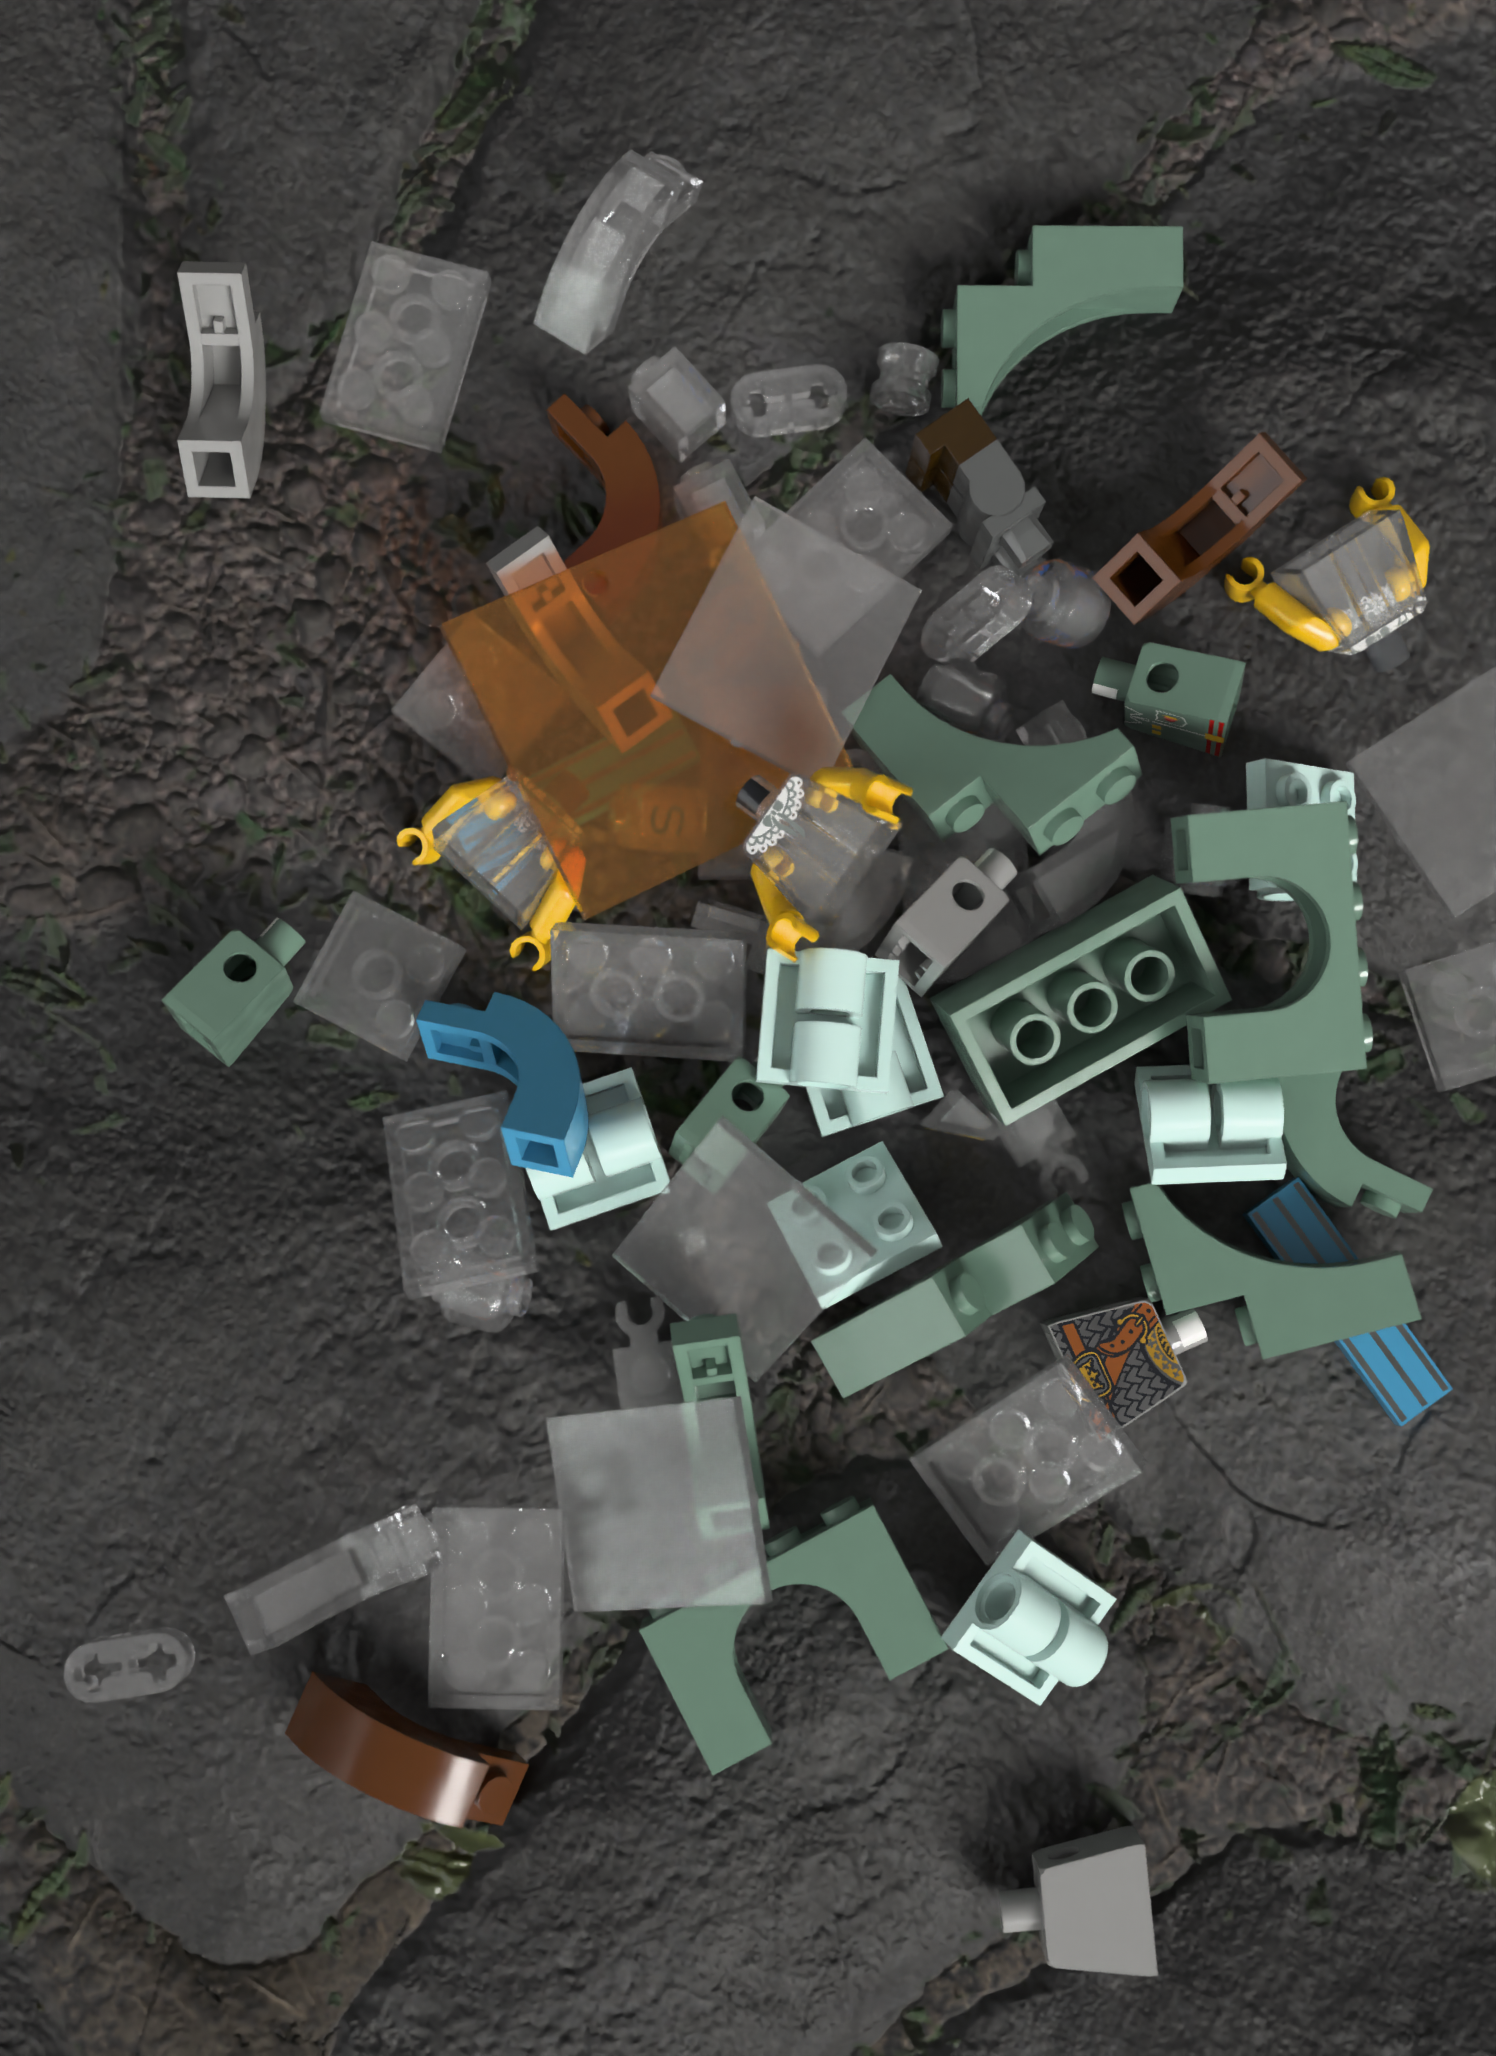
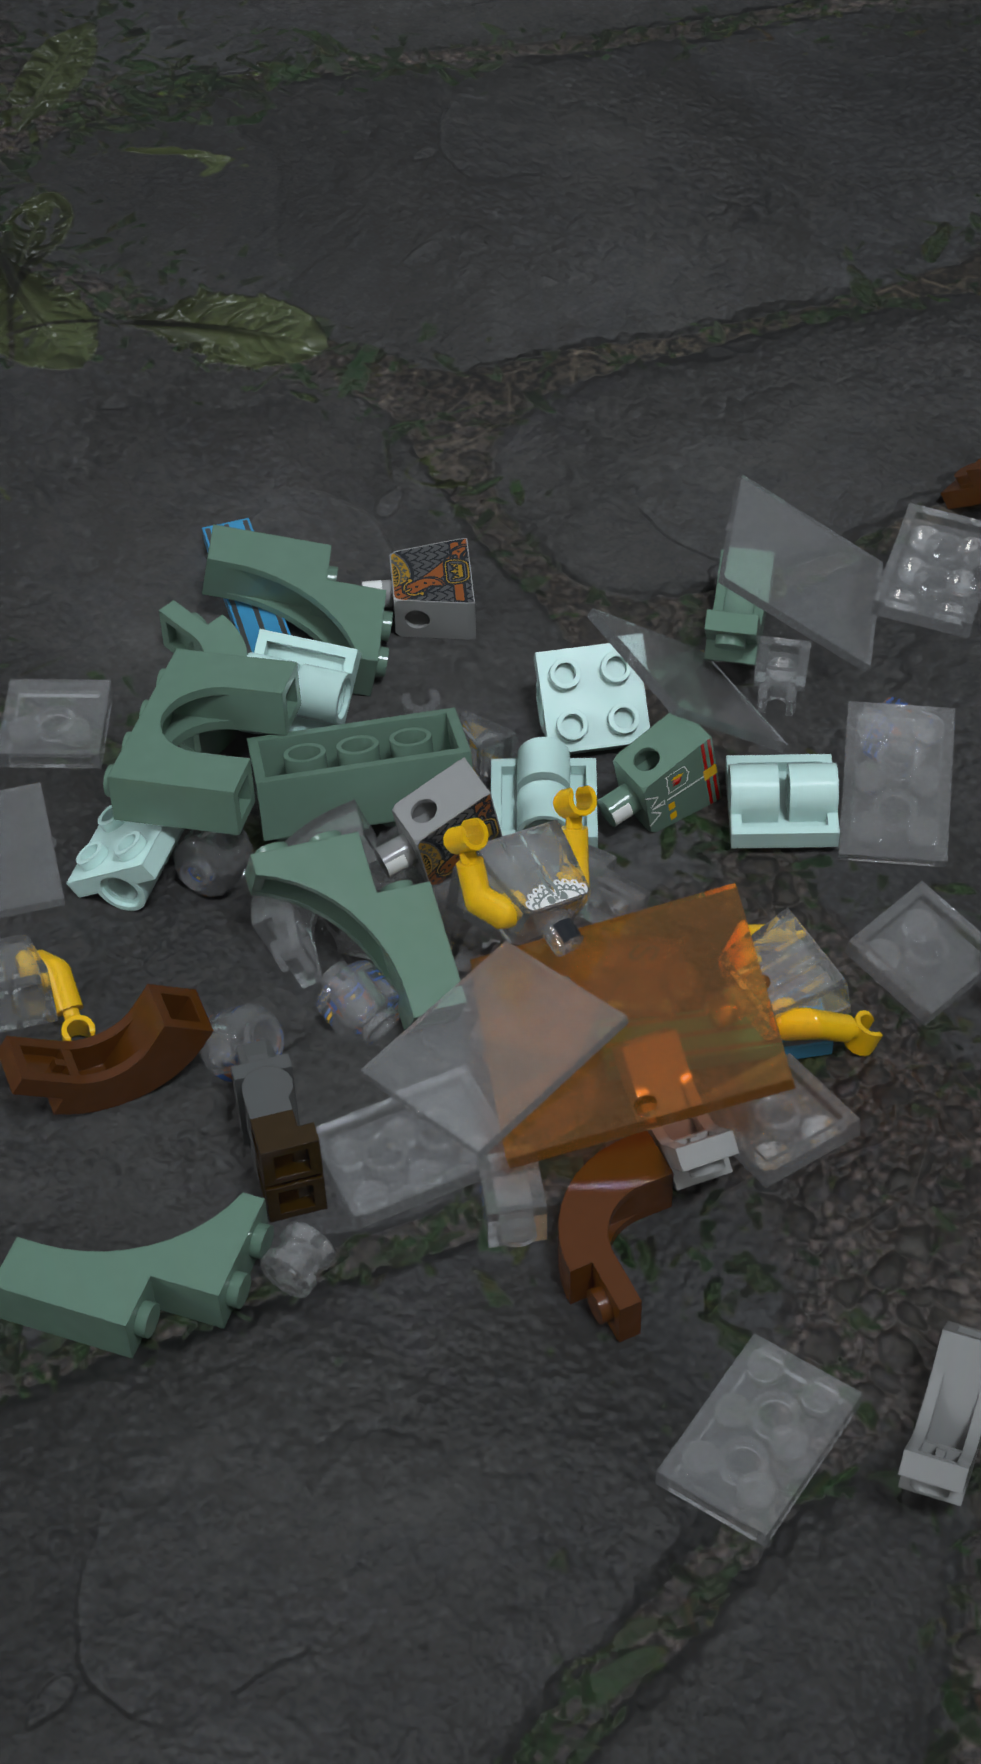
camera: 165 degrees left, 35 degrees down
(549, 1109) = (801, 801): dark azure arch -> none
(608, 245) = (511, 1430): clear arch -> none
(650, 990) = (694, 863): clear plate -> none
(676, 403) = (516, 1297): clear brick -> none
(788, 386) = (409, 1284): clear beam -> none
(828, 1020) = (565, 759): light aqua plate -> none
(844, 1555) = (679, 539): sand green arch -> none
(957, 1296) = (491, 637): sand green arch -> none
(976, 617) = (322, 1037): clear beam -> none
(1028, 1459) = (523, 542): clear plate -> none
(1033, 1621) = (552, 468): light aqua plate -> none
(1088, 1904) = (579, 349): light grey torso -> none
(1196, 698) = (181, 945): sand green torso -> none

